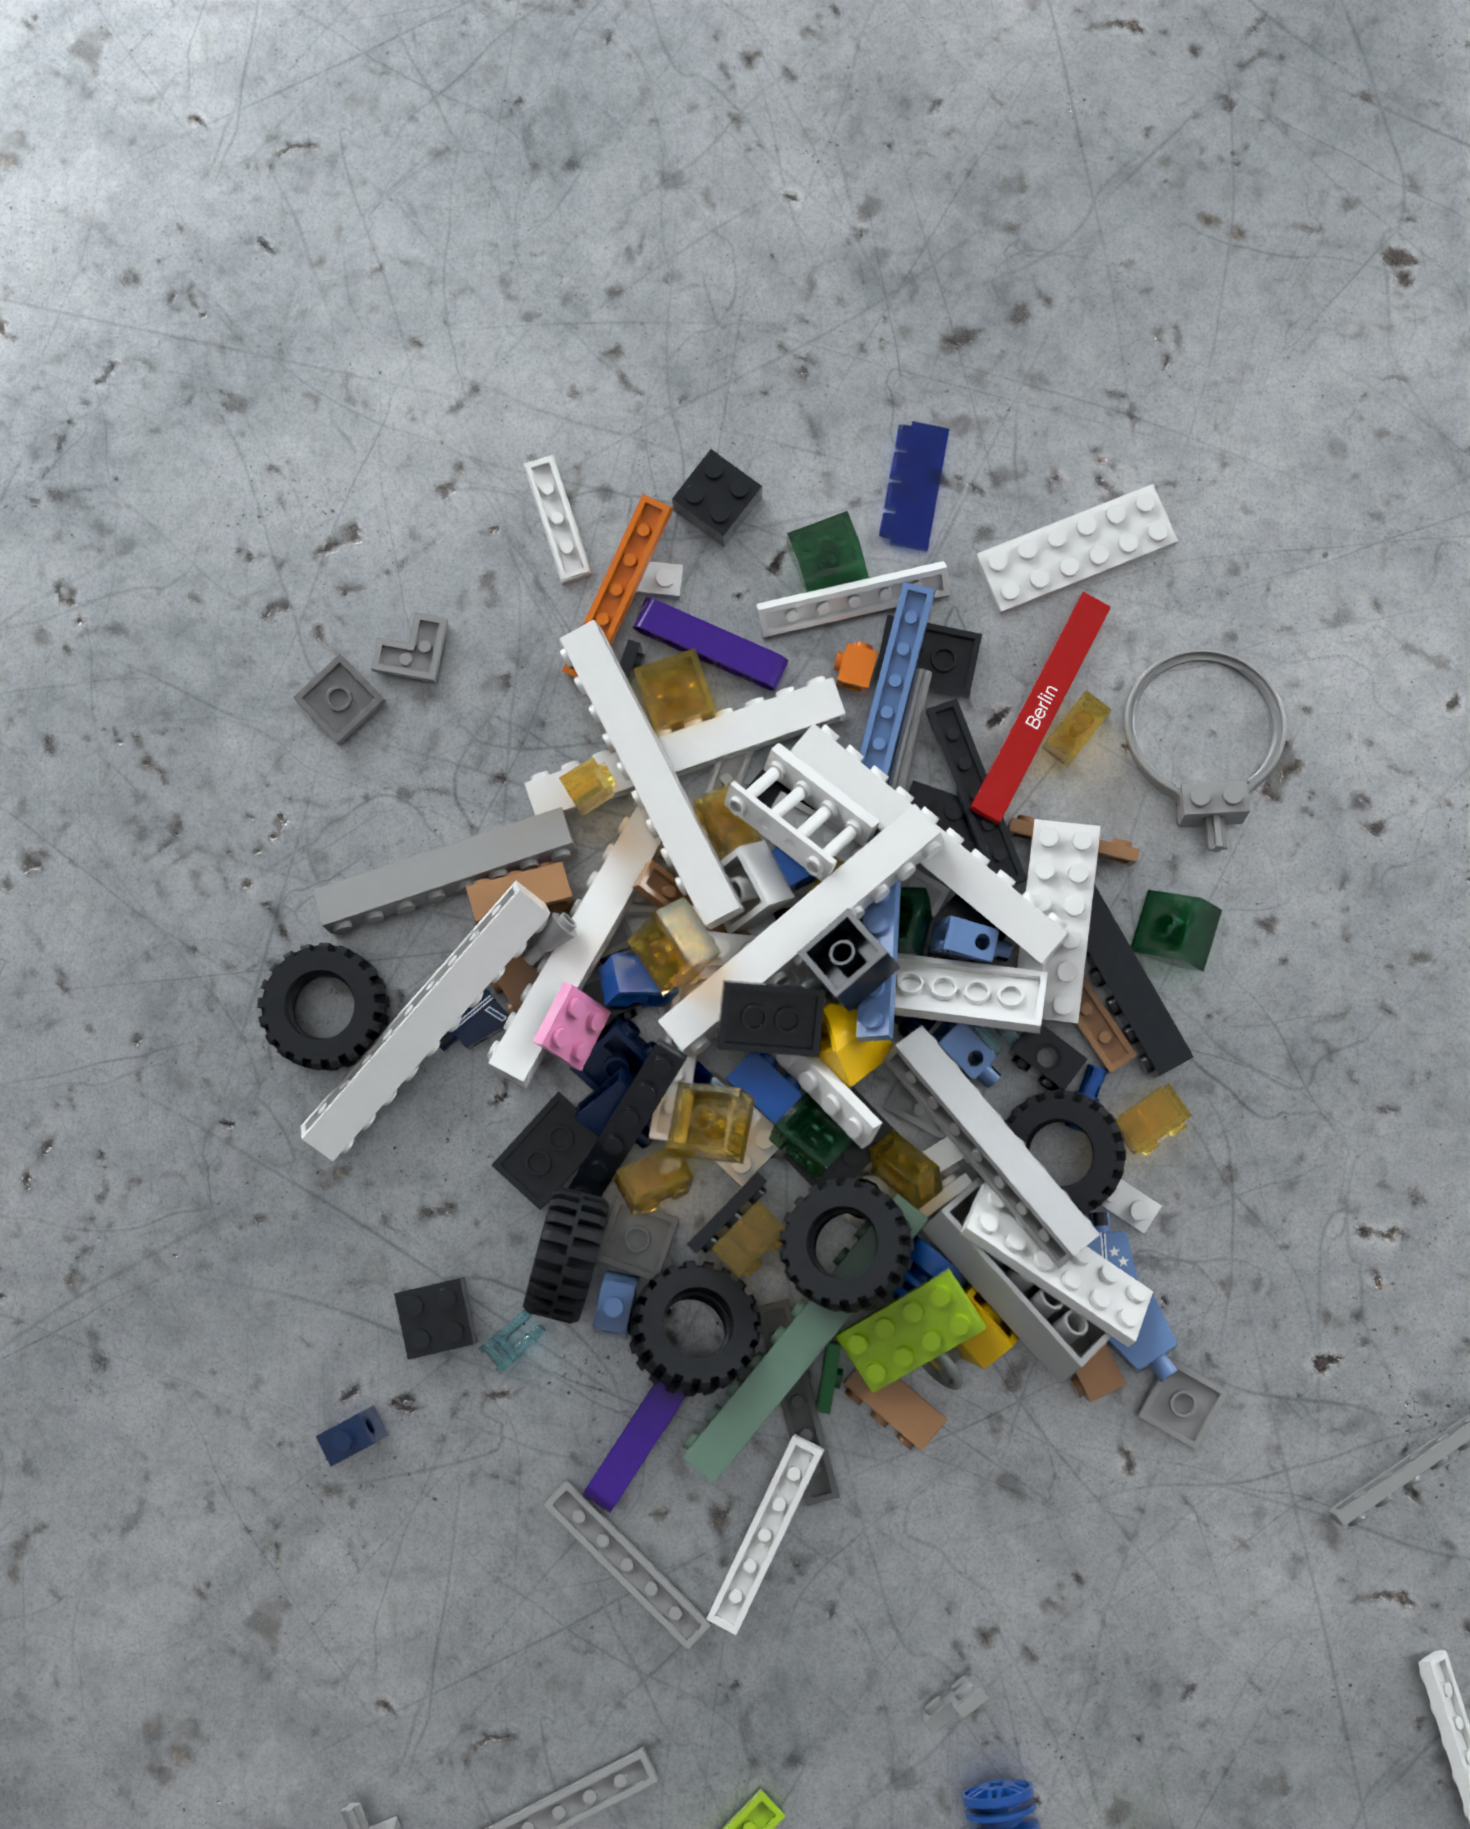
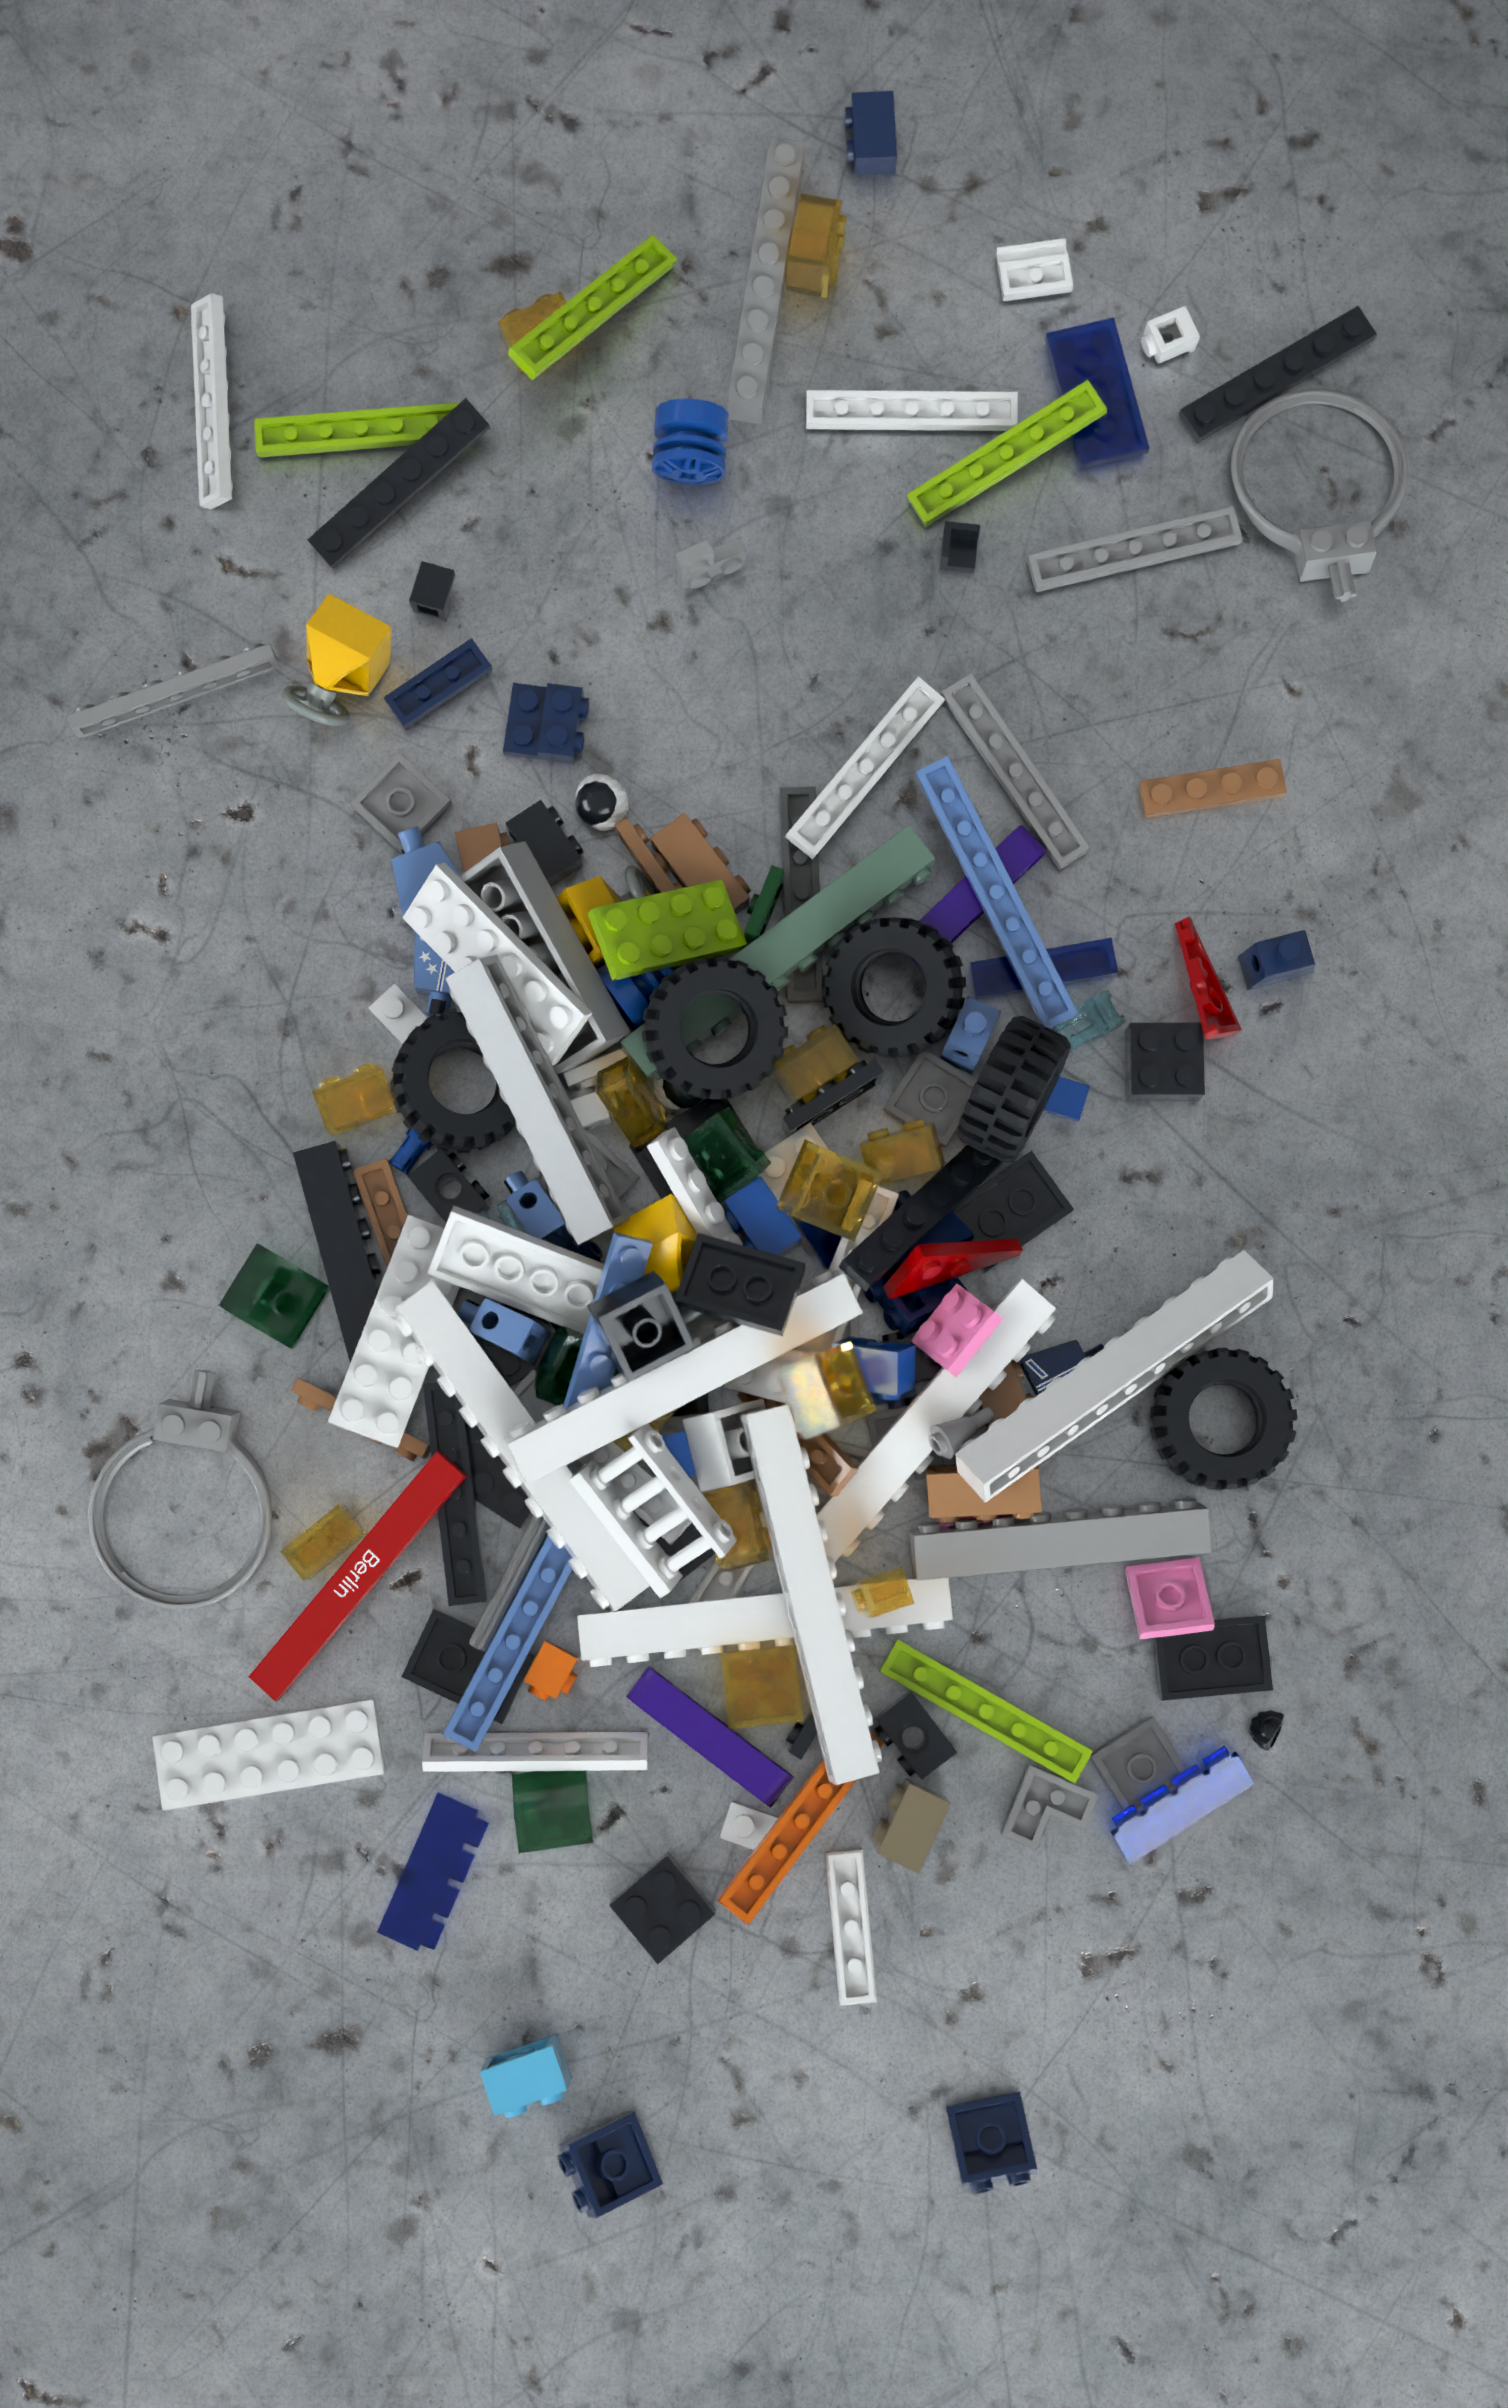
camera: 170 degrees left, 0 degrees up
(239, 756) = (1266, 1728): none -> black piece
(291, 684) = (1173, 1812): none -> clear blue windscreen
(296, 804) = (1216, 1661): none -> black plate
(341, 844) = (1169, 1598): none -> bright pink plate
(403, 1383) = (1211, 1001): none -> red wing
(405, 375) = (992, 2142): none -> dark blue plate
(441, 1590) = (1212, 788): none -> medium nougat plate
(481, 717) = (986, 1711): none -> lime plate
(516, 1266) = (1067, 1099): none -> blue tile
(524, 607) = (910, 1825): none -> dark tan brick
(545, 700) = (933, 1749): none -> black brick
(562, 1381) = (1072, 962): none -> clear blue plate
(592, 1087) = (943, 1261): none -> red wing
(620, 1439) = (996, 893): none -> medium blue plate
(713, 289) = (609, 2166): none -> dark blue plate
(724, 1774) = (959, 547): none -> black panel
(798, 339) = (526, 2076): none -> medium azure brick
(939, 1396) = (651, 865): none -> medium nougat plate
(999, 1447) = (601, 802): none -> hair
(1042, 1394) = (549, 845): none -> black brick
(1069, 1512) = (545, 722): none -> dark blue plate
(1178, 1526) = (438, 683): none -> dark blue plate
(1206, 1615) = (432, 591): none -> black panel
(1265, 1715) = (399, 483): none -> black plate
(1269, 1528) = (345, 655): none -> yellow piece
(1315, 1762) = (346, 430): none -> lime plate

